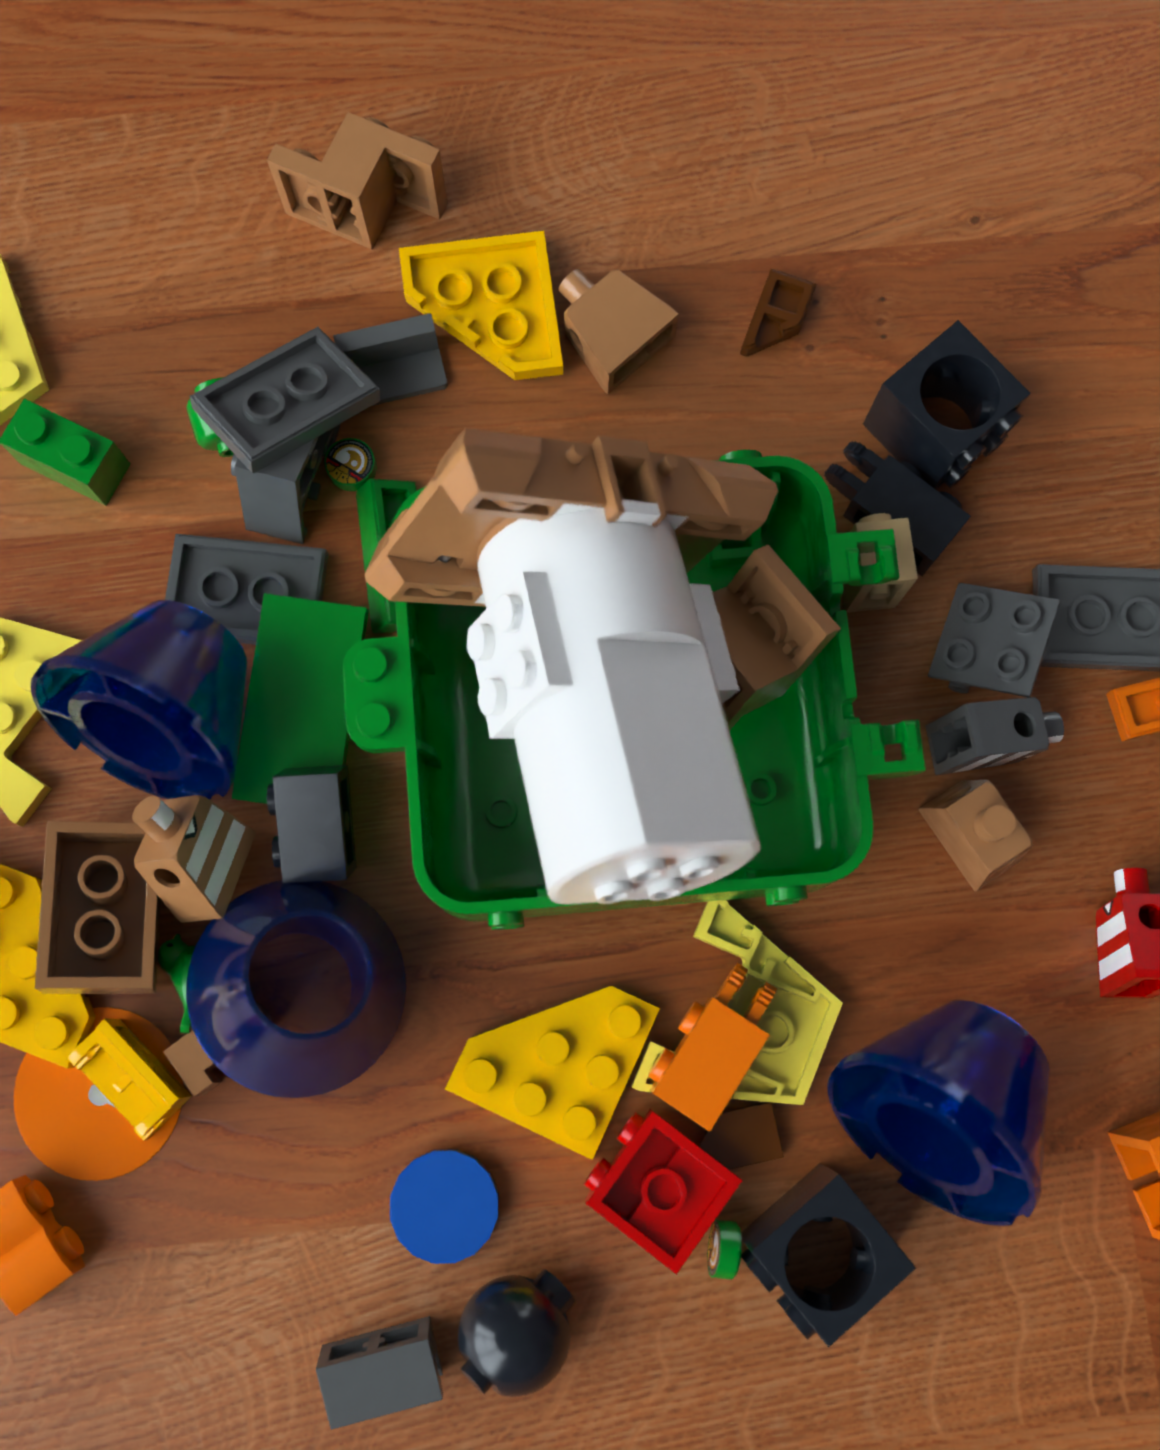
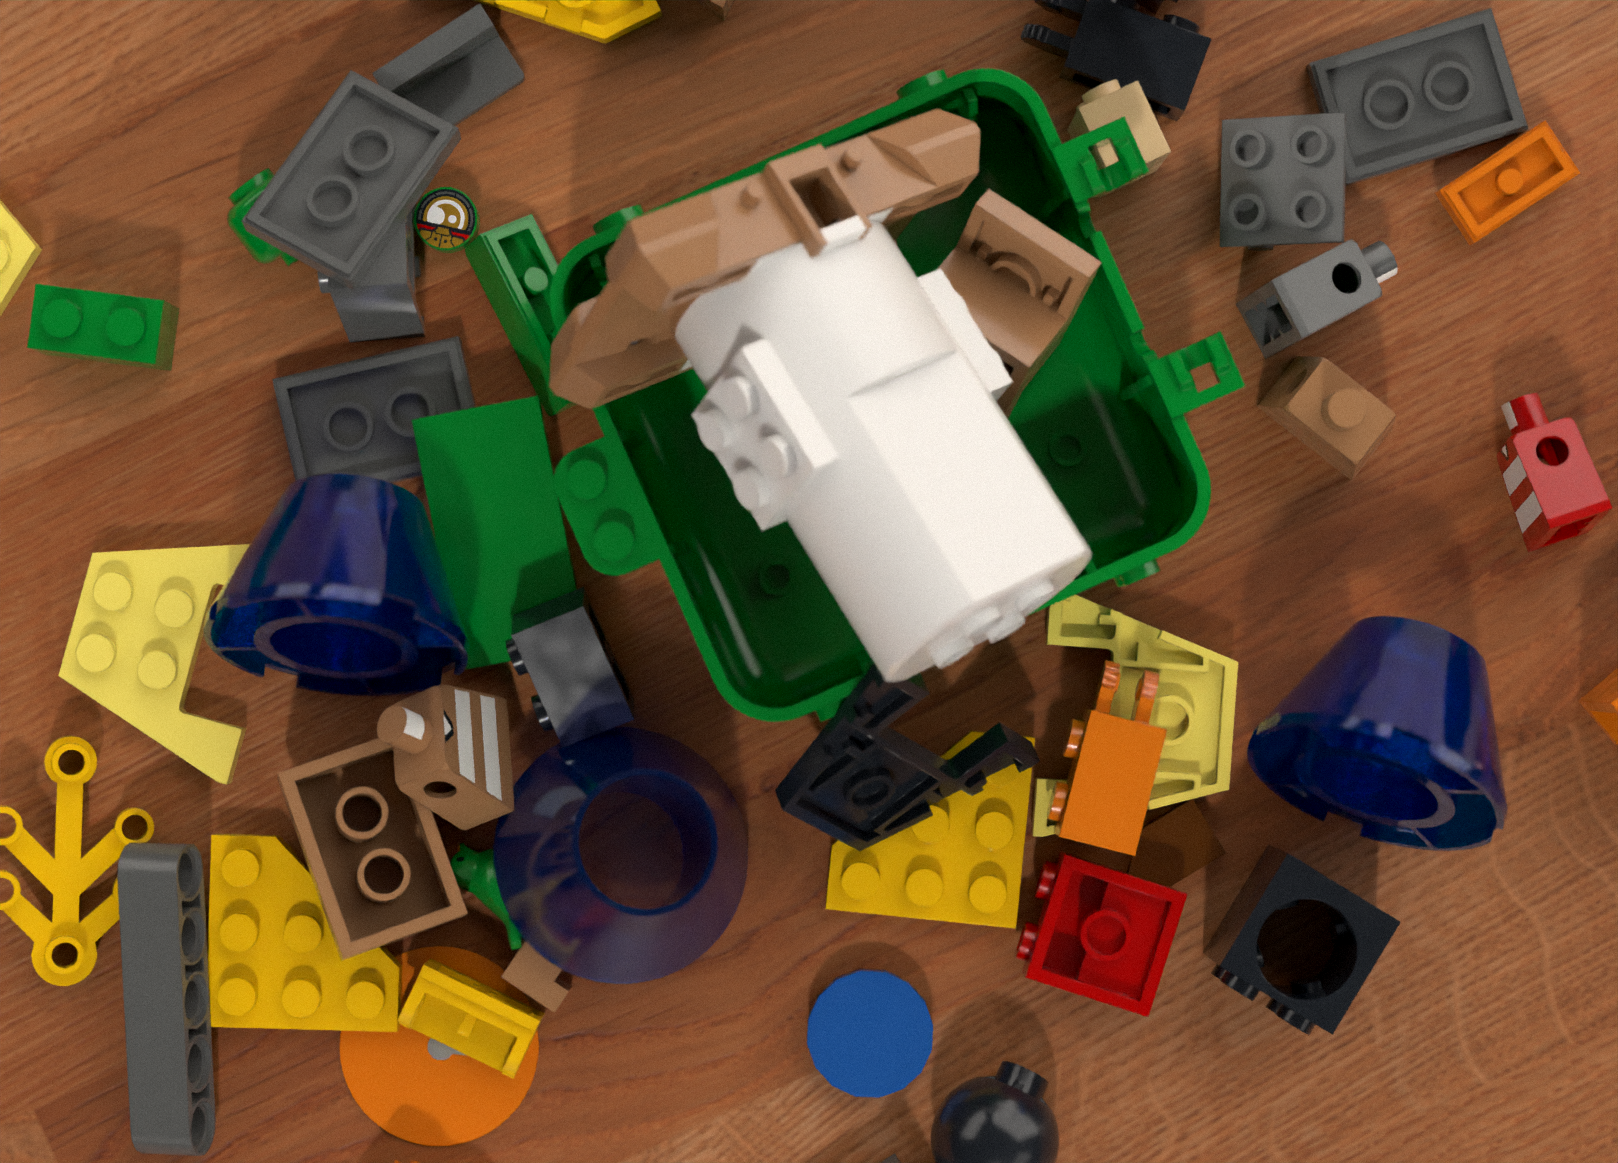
camera: 20 degrees left, 10 degrees up
(517, 996) = (874, 782): none -> black wing
(724, 1249) = (1192, 973): green tile -> none

